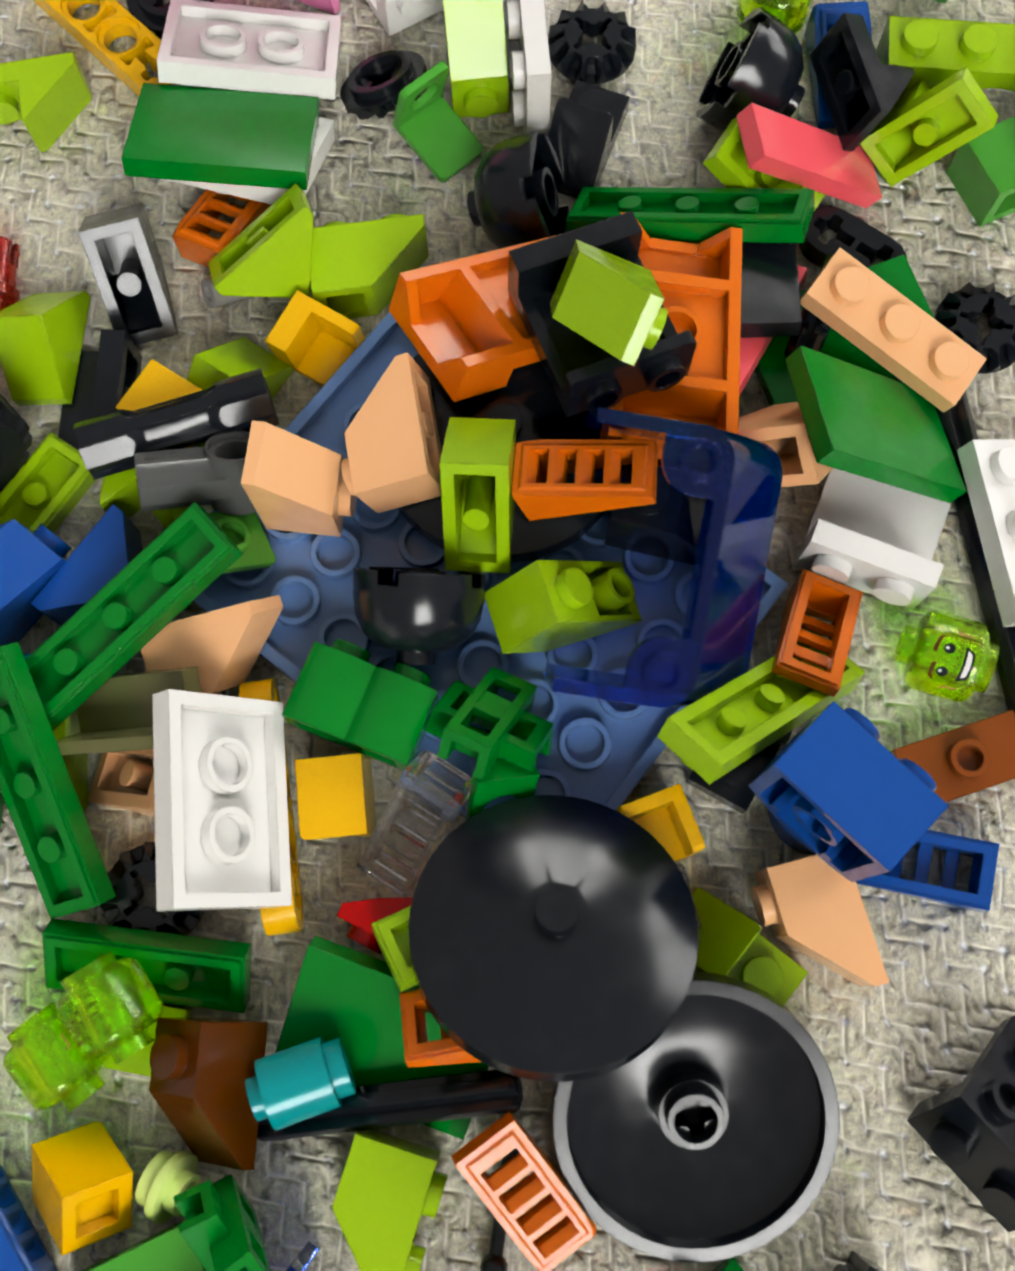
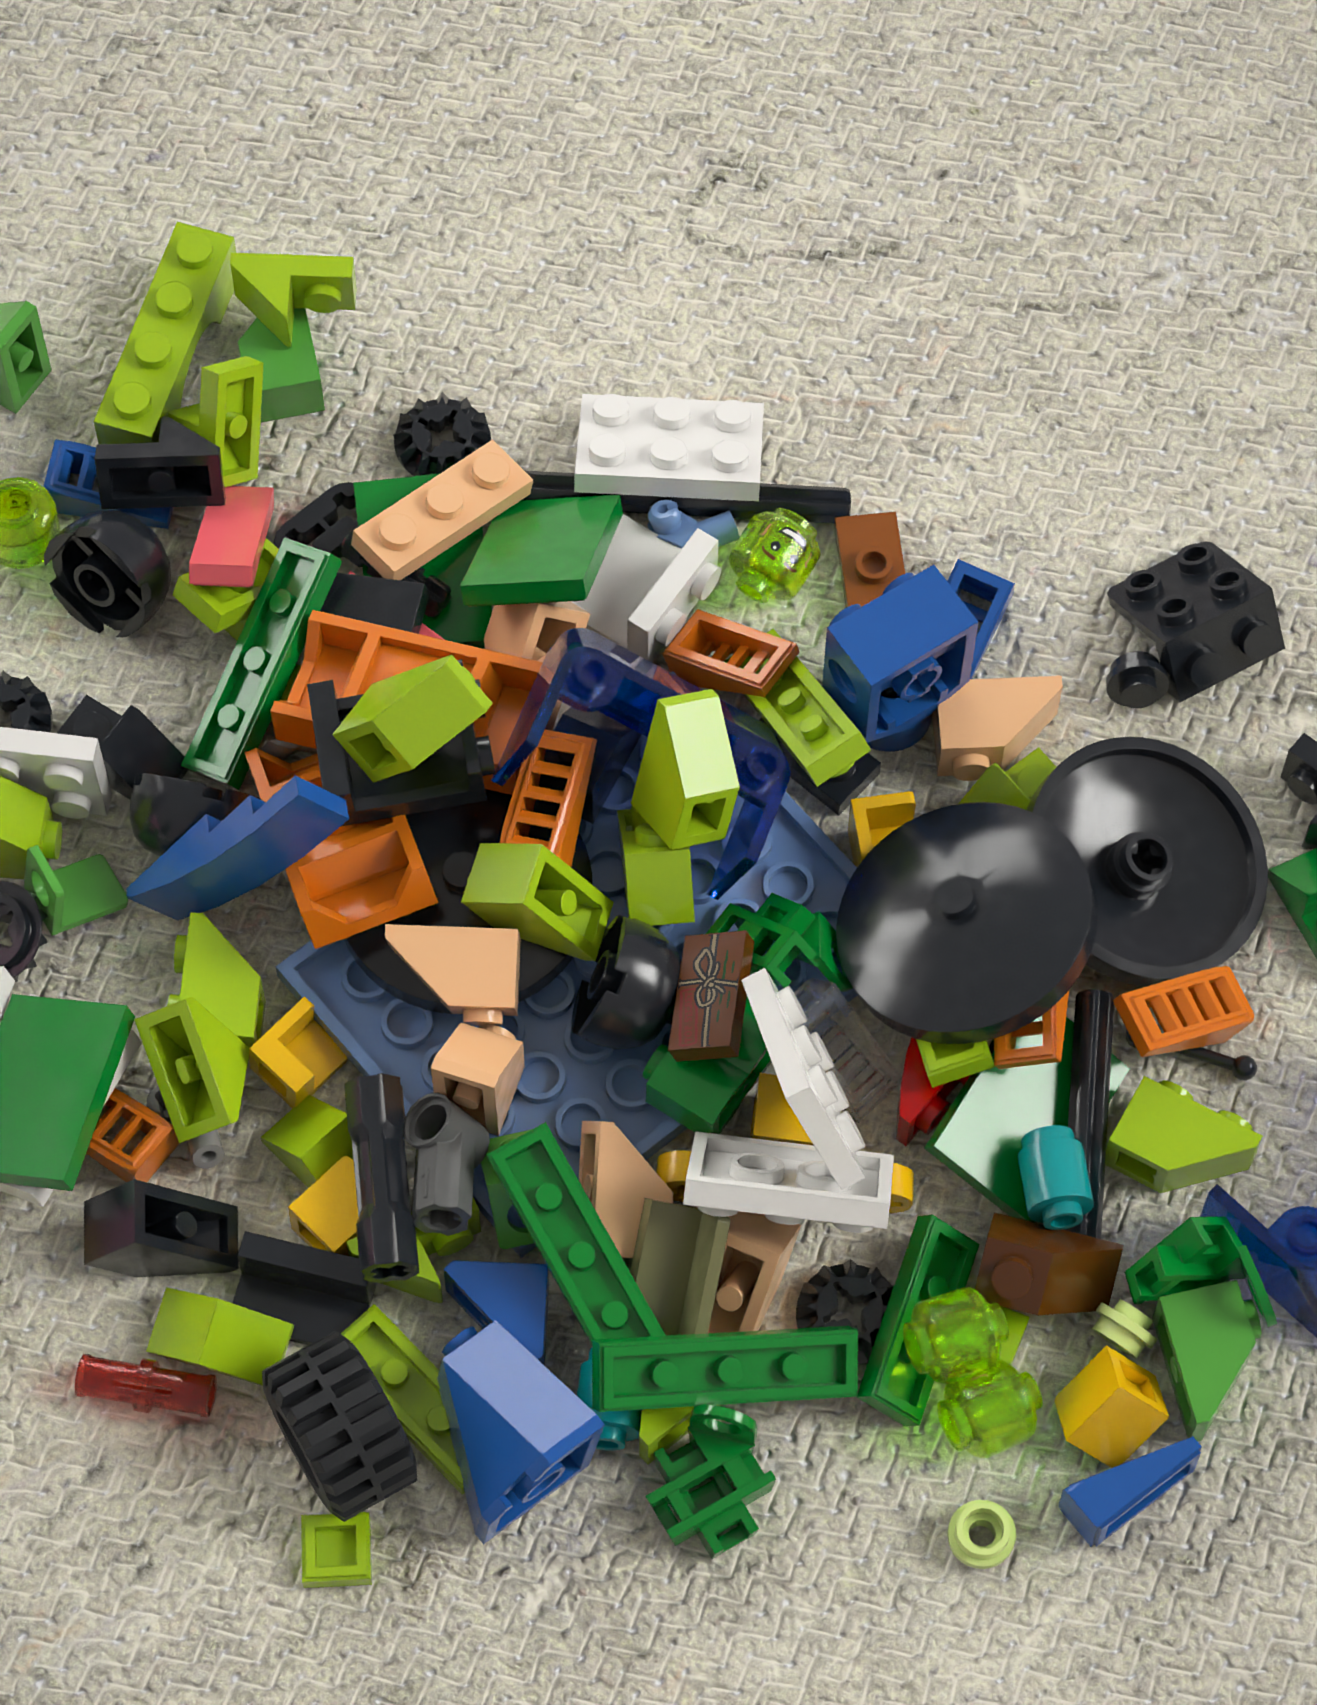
camera: 80 degrees left, 10 degrees down
(302, 787) = (800, 1068): none -> white plate
(406, 681) = (711, 996): none -> reddish brown tile
(473, 221) = (240, 853): none -> blue slope
(635, 595) = (687, 771): none -> lime slope
(916, 1068) = (1136, 680): none -> black plate
(955, 552) = (678, 527): none -> medium blue arm

